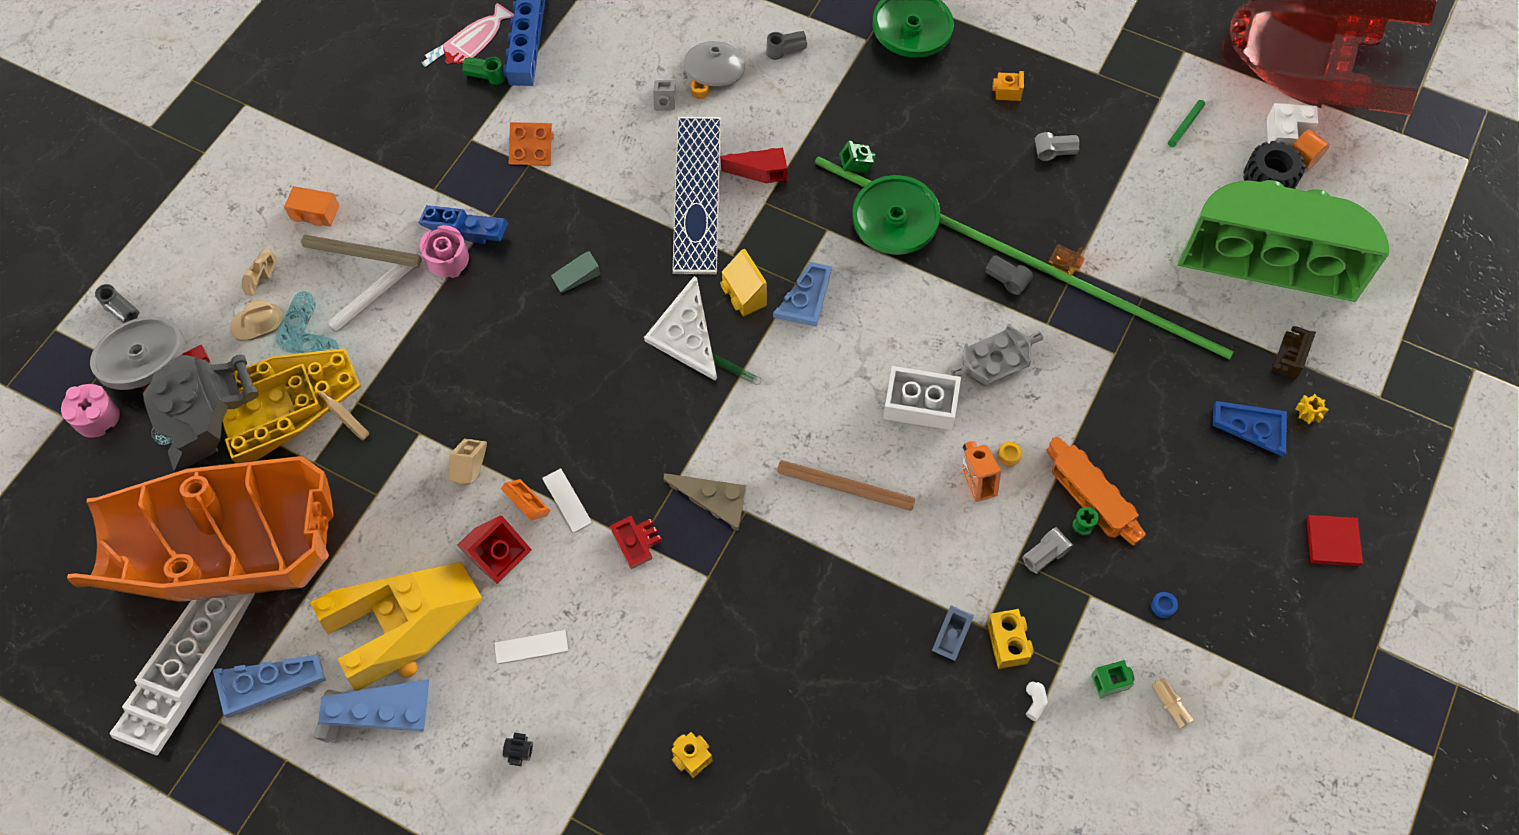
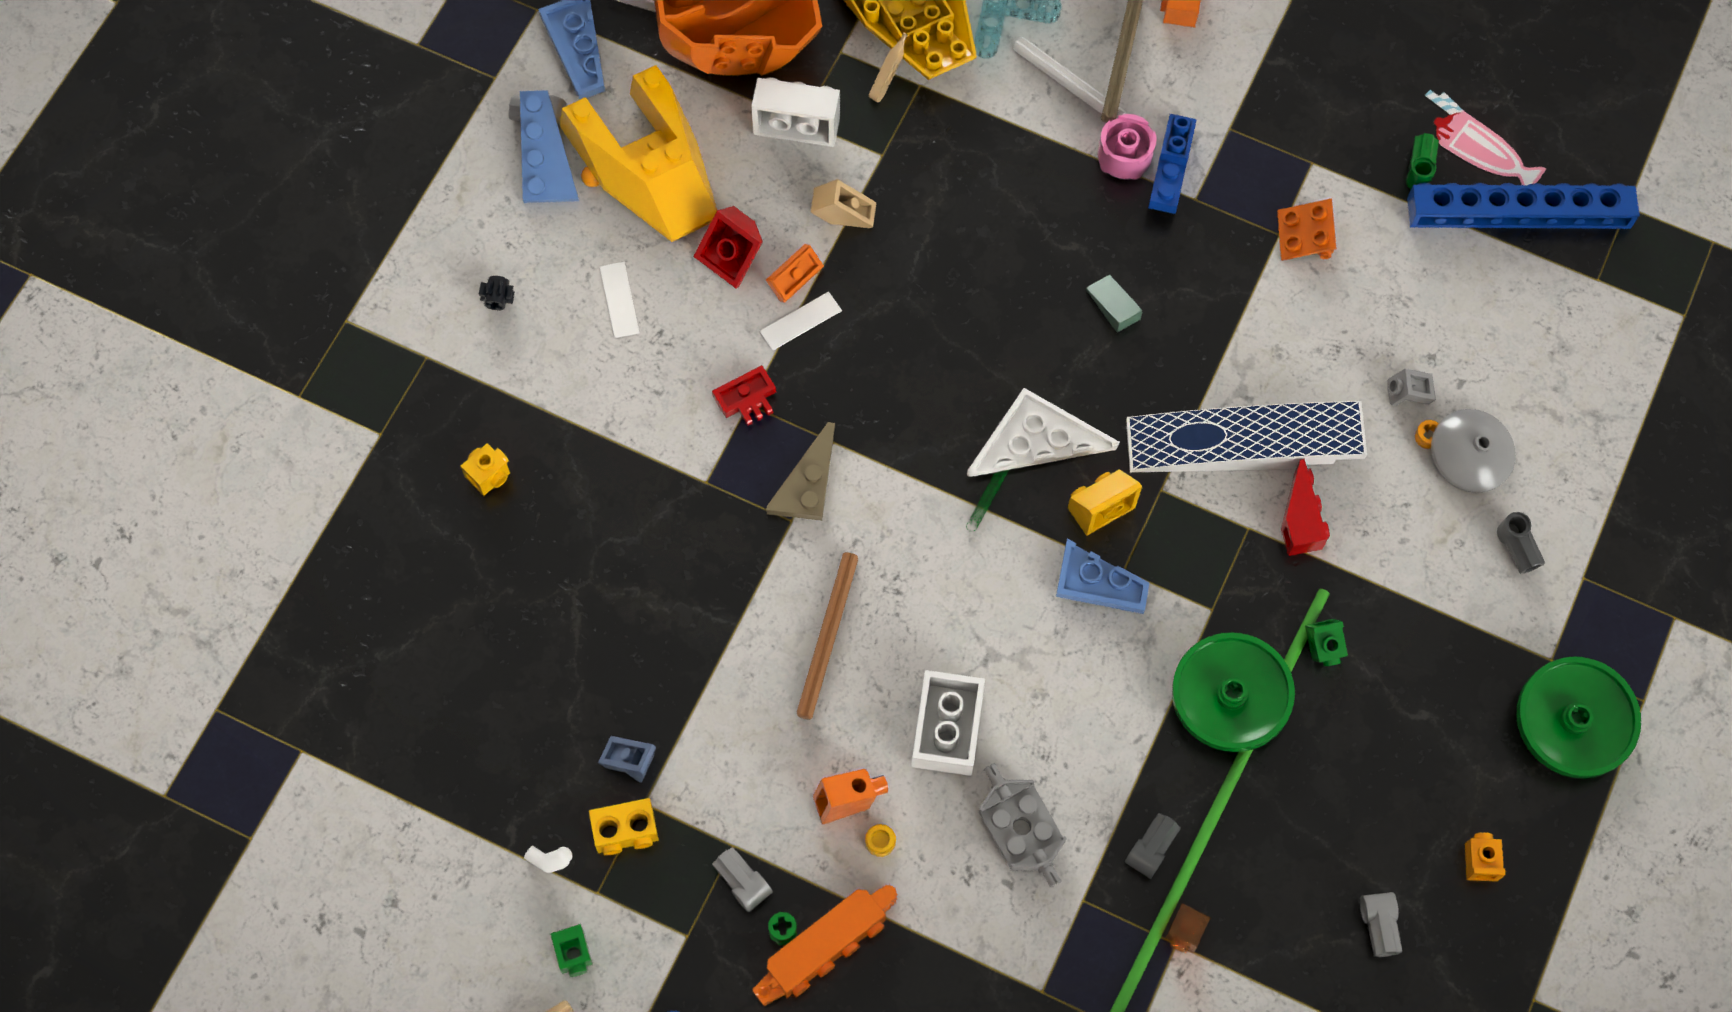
camera: 85 degrees right, 5 degrees up
(374, 489) = (796, 111): none -> white brick

